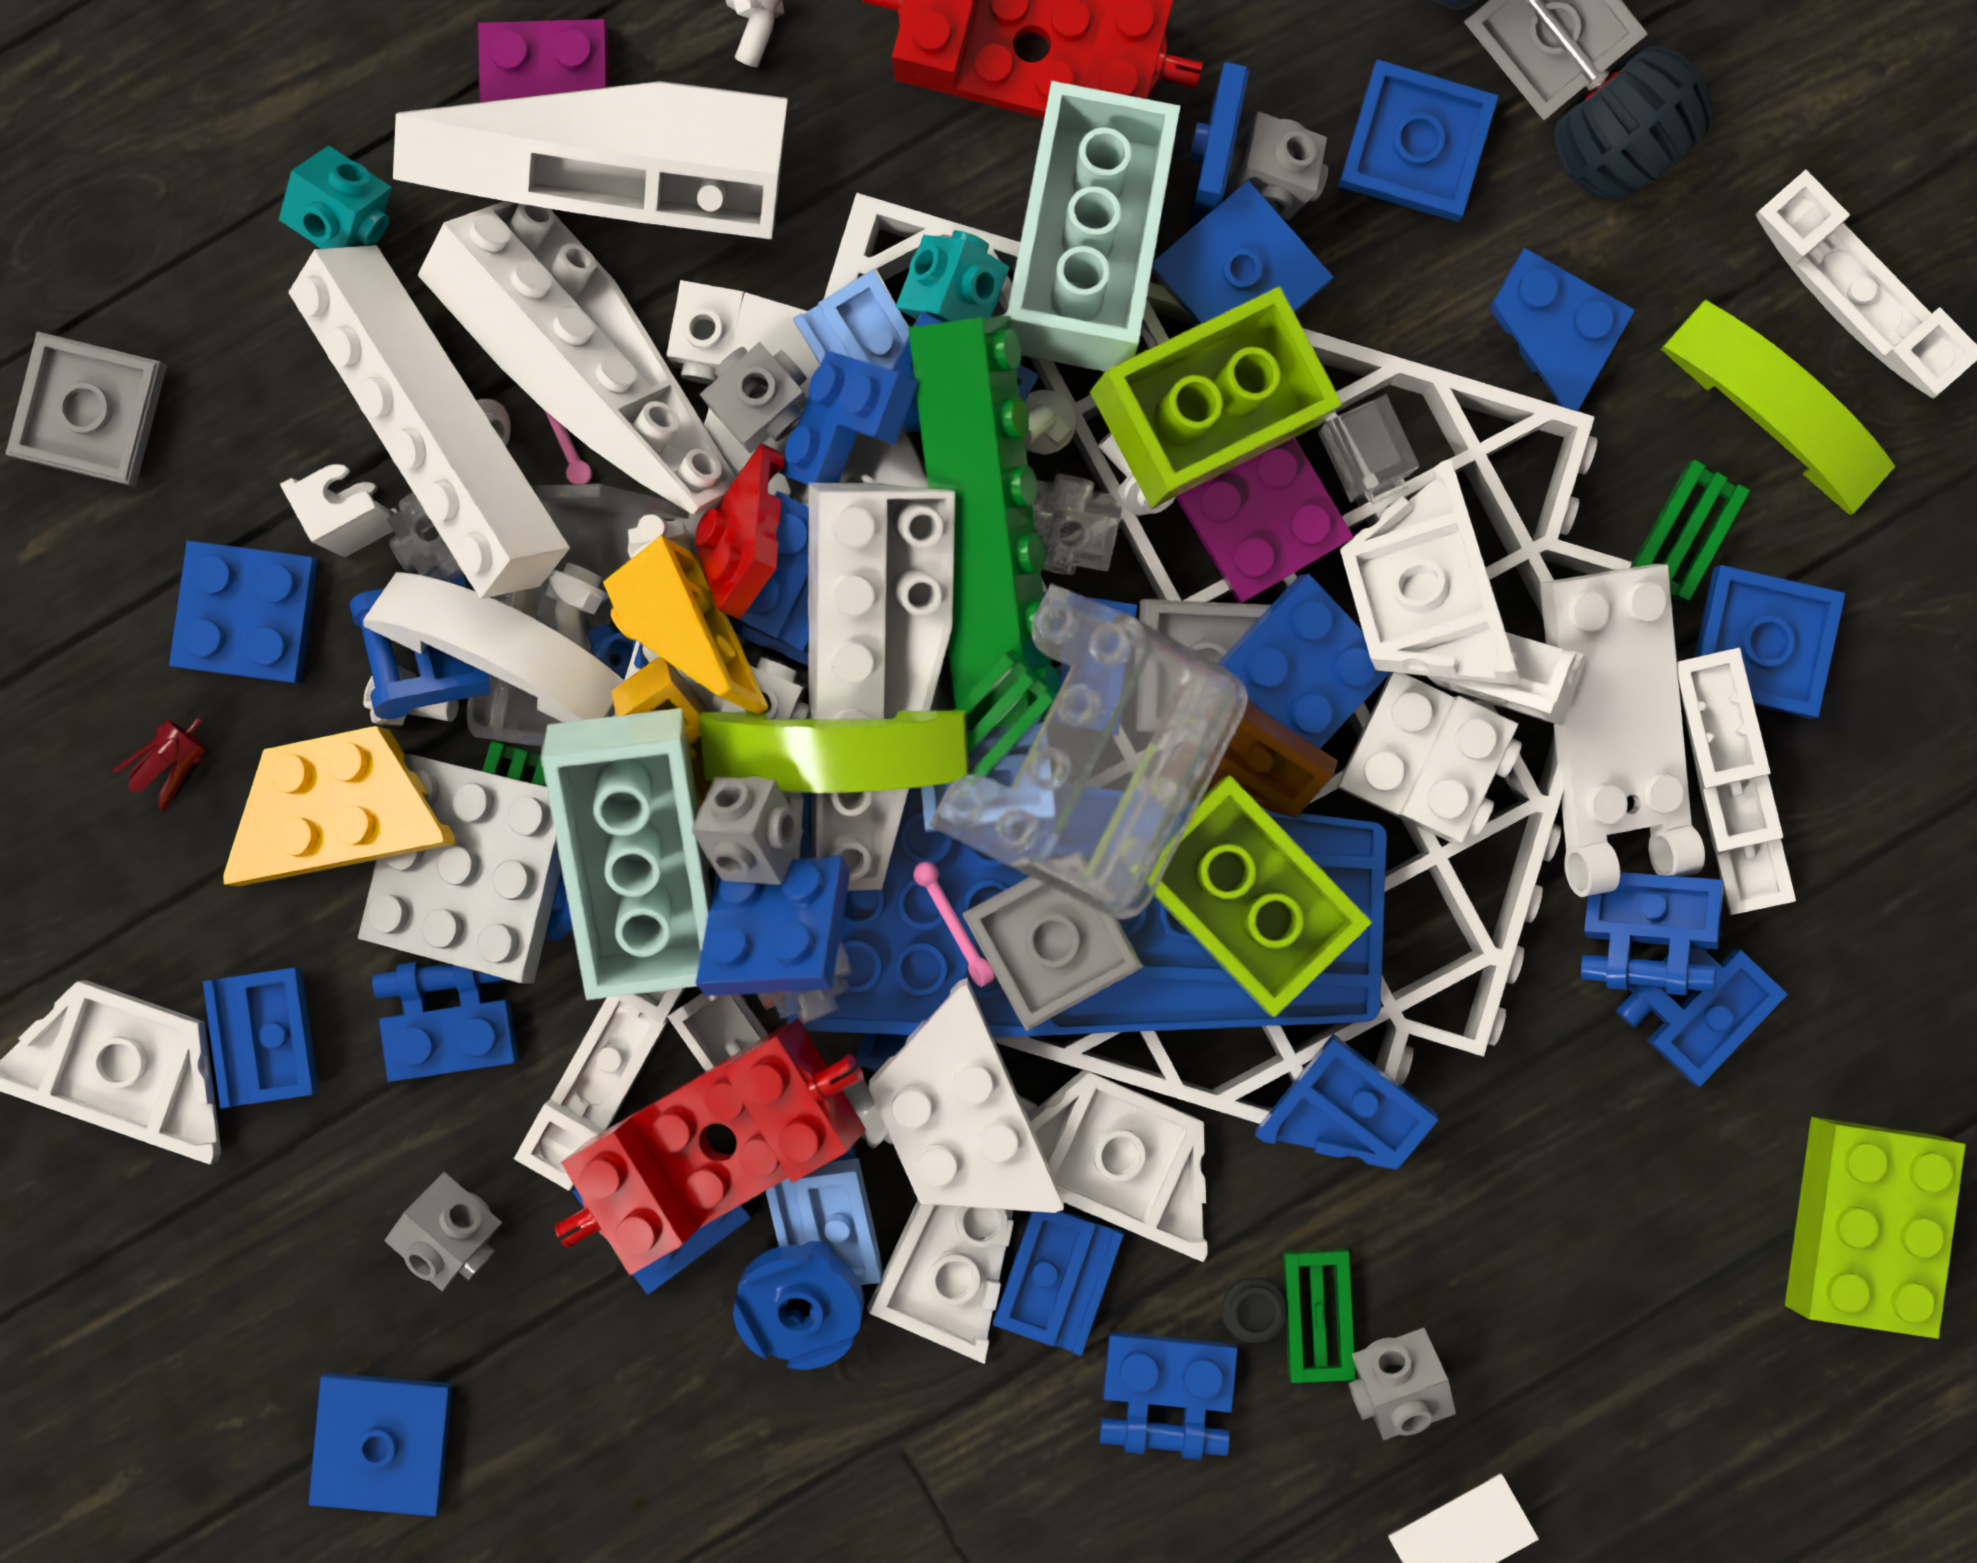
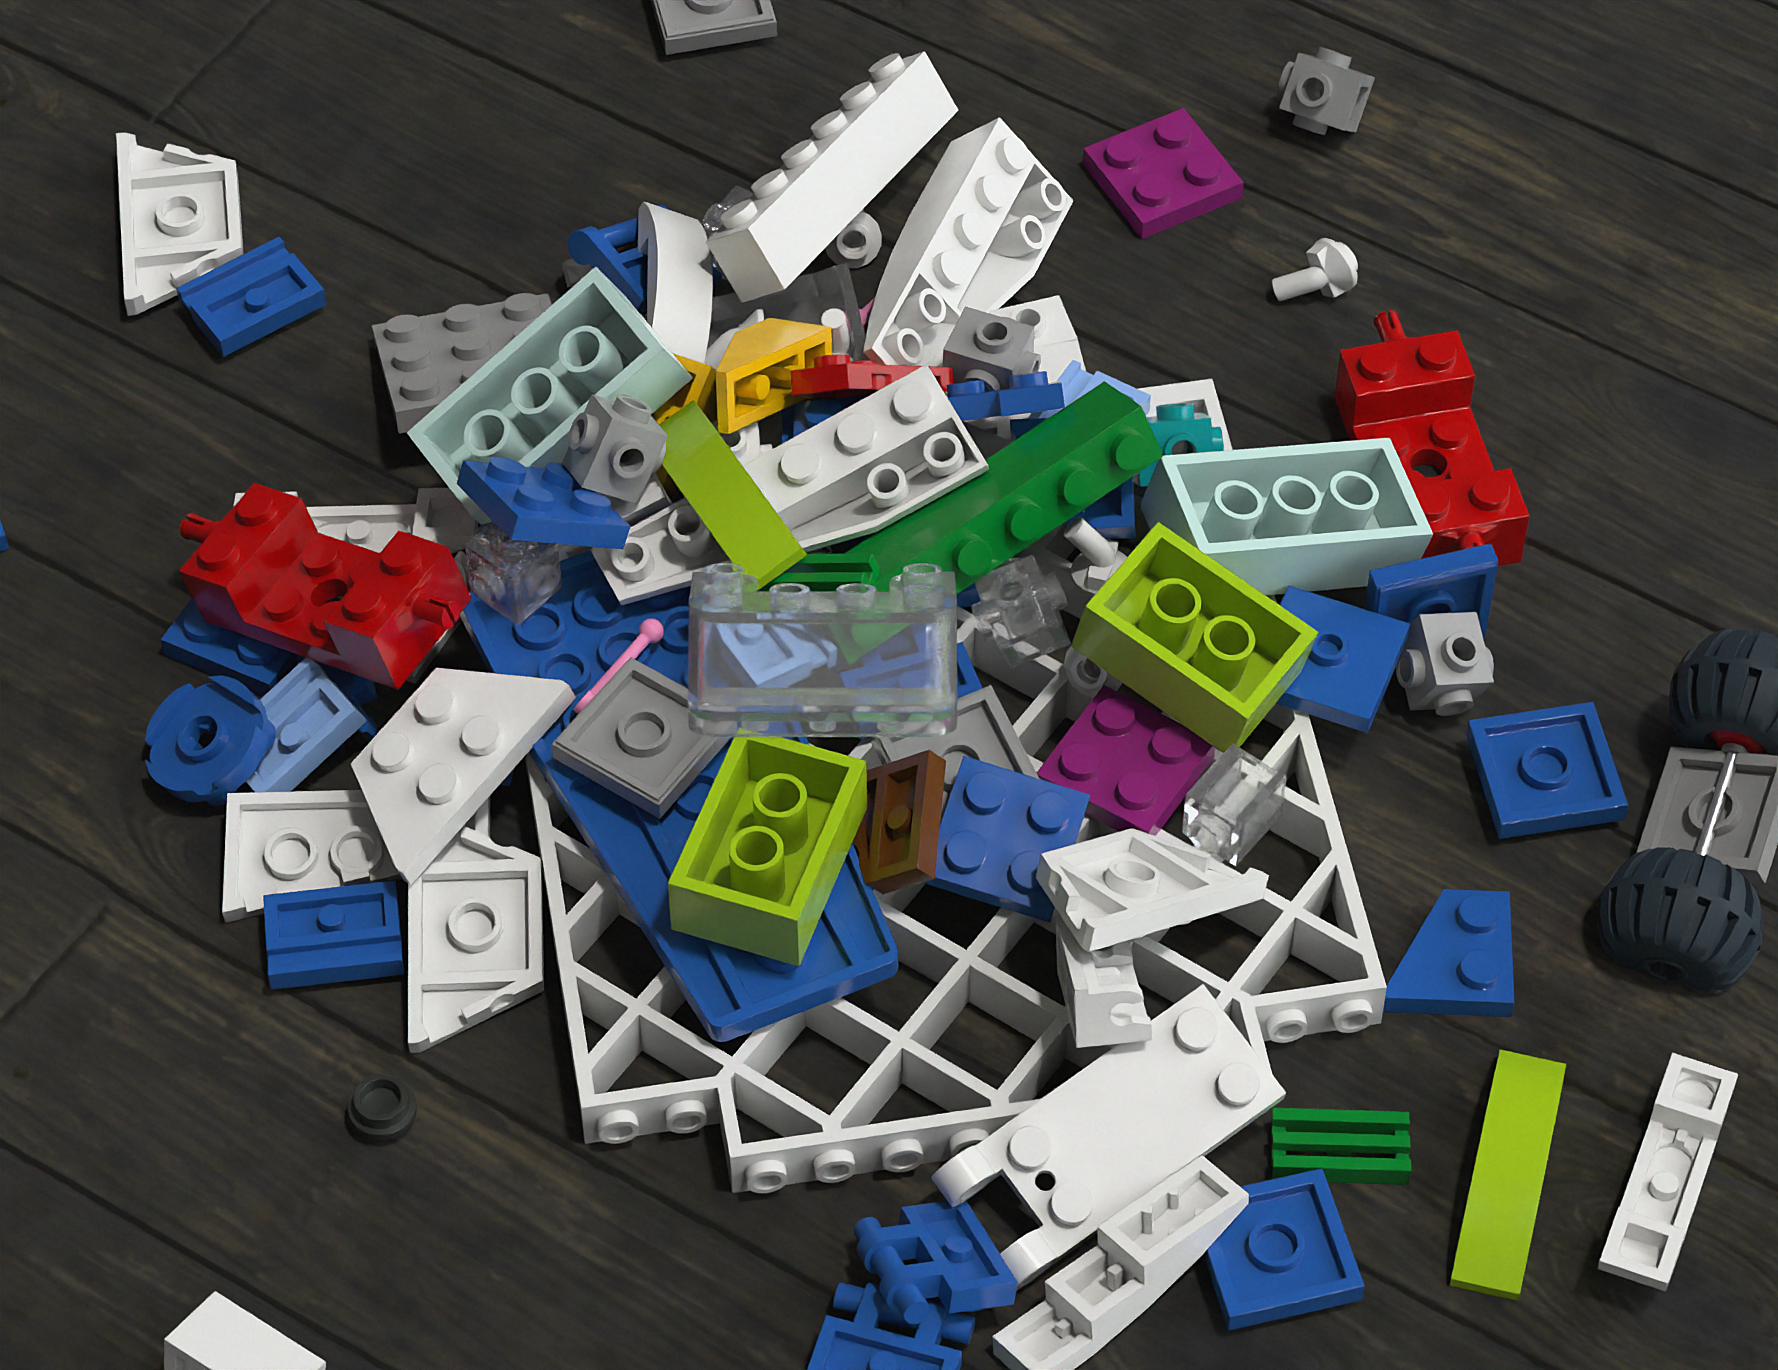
camera: 60 degrees right, 35 degrees down
(169, 745) = (453, 152): dark red piece -> none
(244, 612) = (604, 157): blue plate -> none
(331, 808) = (471, 260): yellow wing -> none
(335, 202) = (976, 70): teal brick -> none
(339, 520) = (718, 150): white hinge -> none
(444, 1233) = (146, 468): light grey brick -> none
(446, 1038) = (318, 423): blue plate -> none
(611, 153) = (1139, 222): white wedge -> none
(1173, 1374) = (285, 1067): blue plate -> none
(1315, 1260) = (410, 1176): green tile -> none
(1348, 1109) = (617, 1050): blue wing -> none
(1401, 1384) = (373, 1242): light grey brick -> none
(1430, 758) = (985, 980): white plate -> none

